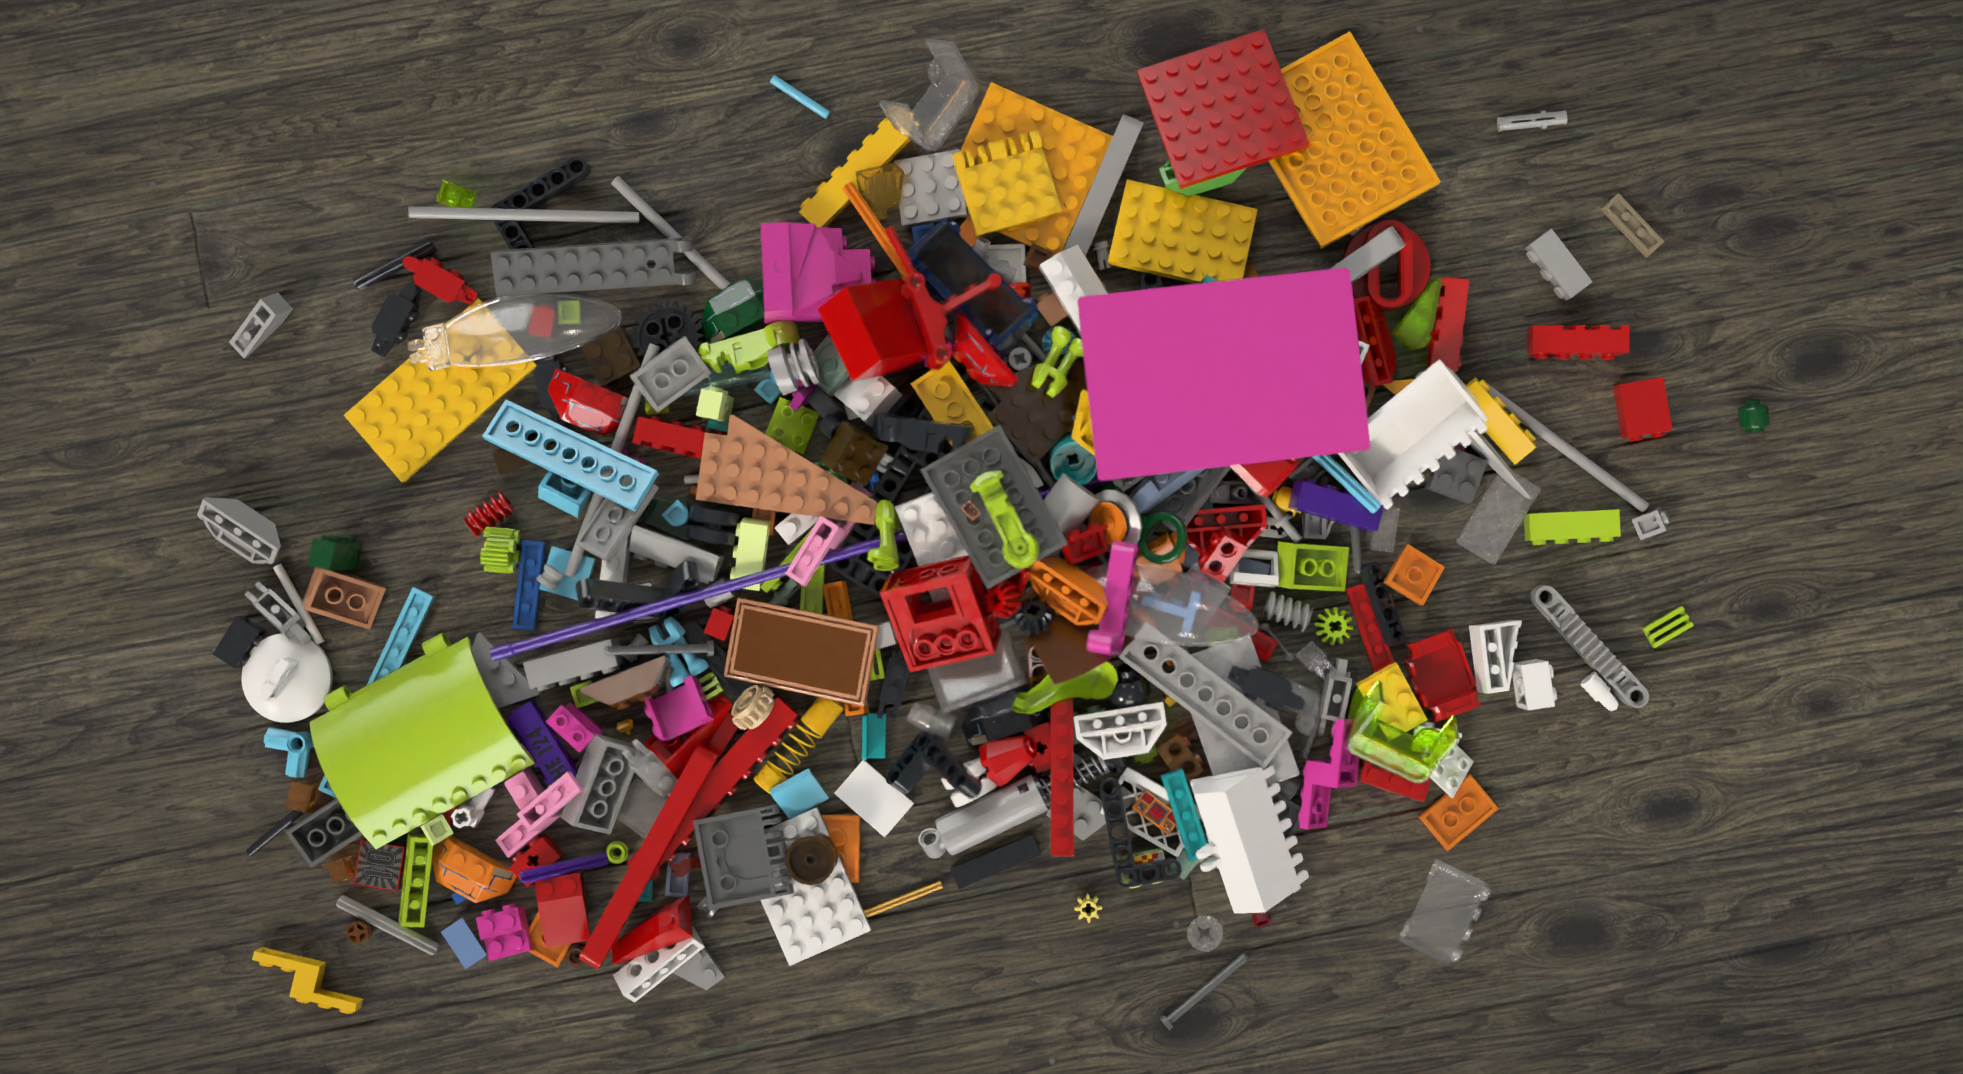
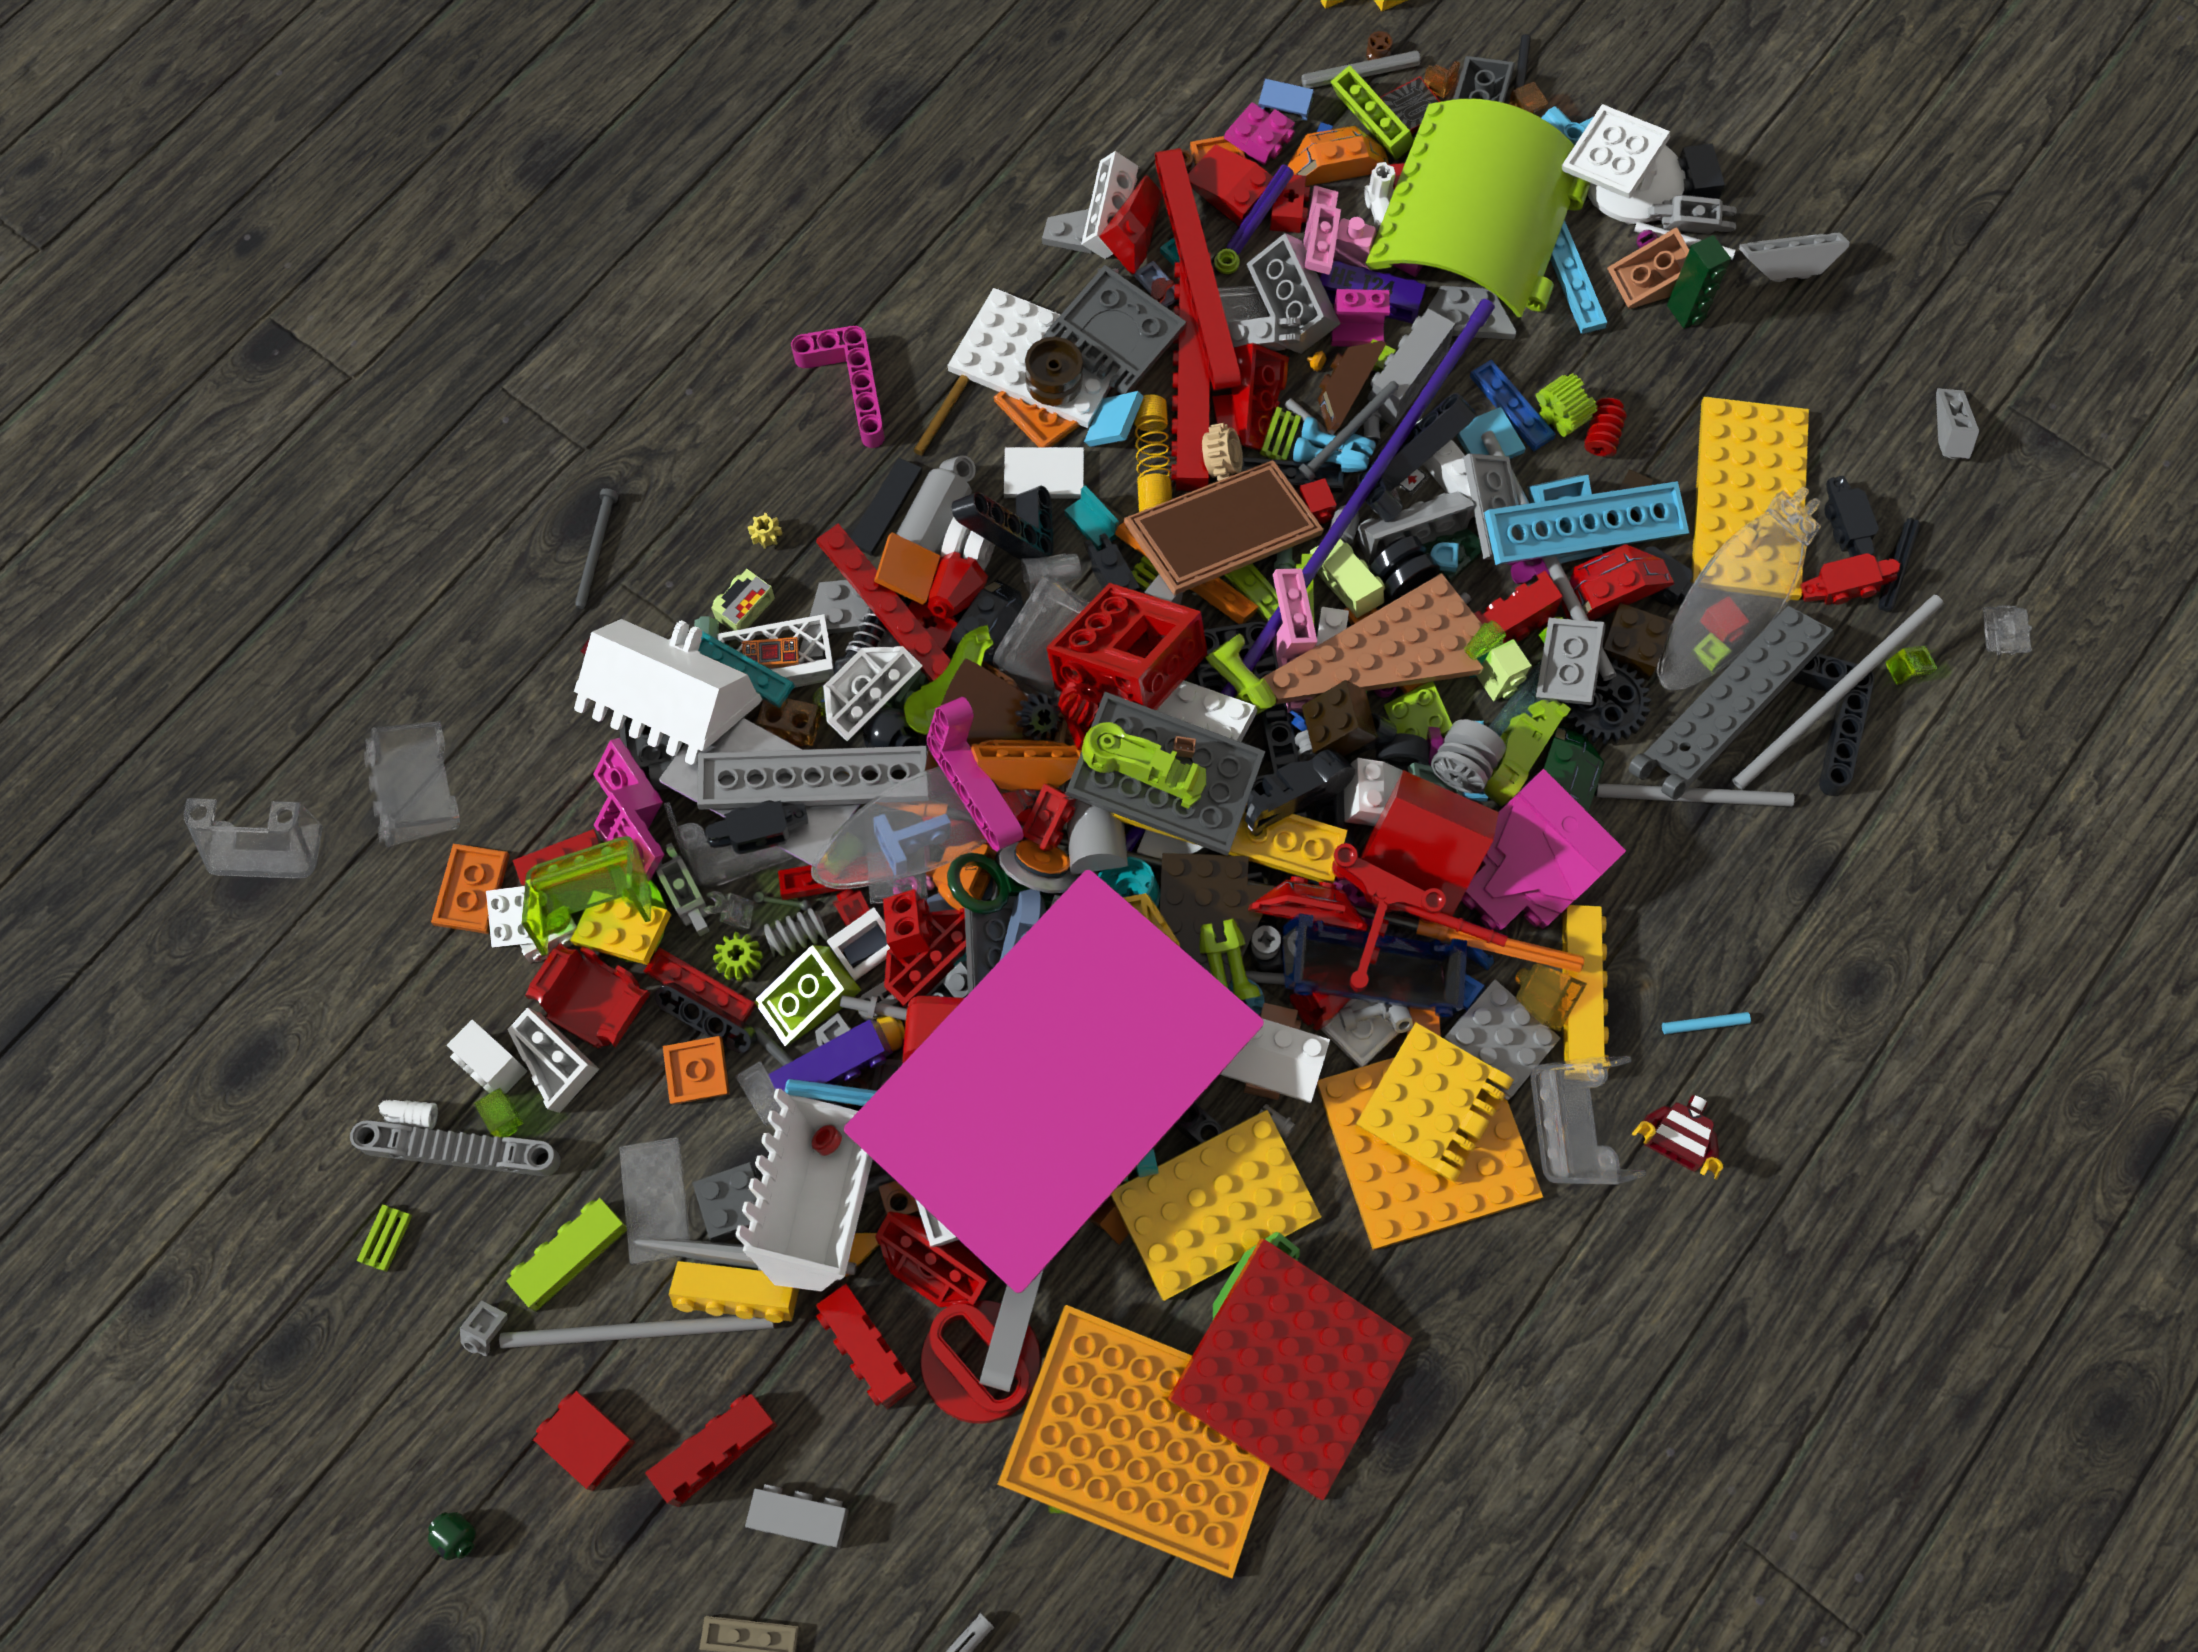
camera: 140 degrees right, 20 degrees down
(294, 695) = (1616, 151): none -> white plate
(324, 629) = (1643, 235): none -> magenta hinge
(374, 167) = (2007, 629): none -> clear piece
(437, 829) = (1394, 152): yellowish green plate -> none
(550, 577) = (1501, 418): light grey wheel -> none
(679, 710) = (1284, 400): dark pink panel -> none
(715, 428) = (1487, 638): none -> clear neon green cone
(879, 44) = (1683, 1135): none -> torso
(937, 974) = (844, 351): none -> dark pink beam
(1030, 789) = (907, 568): none -> orange tile
(1036, 256) = (1337, 1062): reddish brown plate -> none
(1104, 183) = (1338, 1191): light grey beam -> none
(1124, 842) = (776, 599): black beam -> none
(1205, 943) = (628, 586): clear gear -> none
(1373, 464) = (826, 1140): none -> red tile
(1419, 320) = (899, 1314): clear neon green slope -> none
(1548, 645) = (499, 1113): none -> clear neon green brick
(1593, 974) = (272, 852): none -> clear windscreen

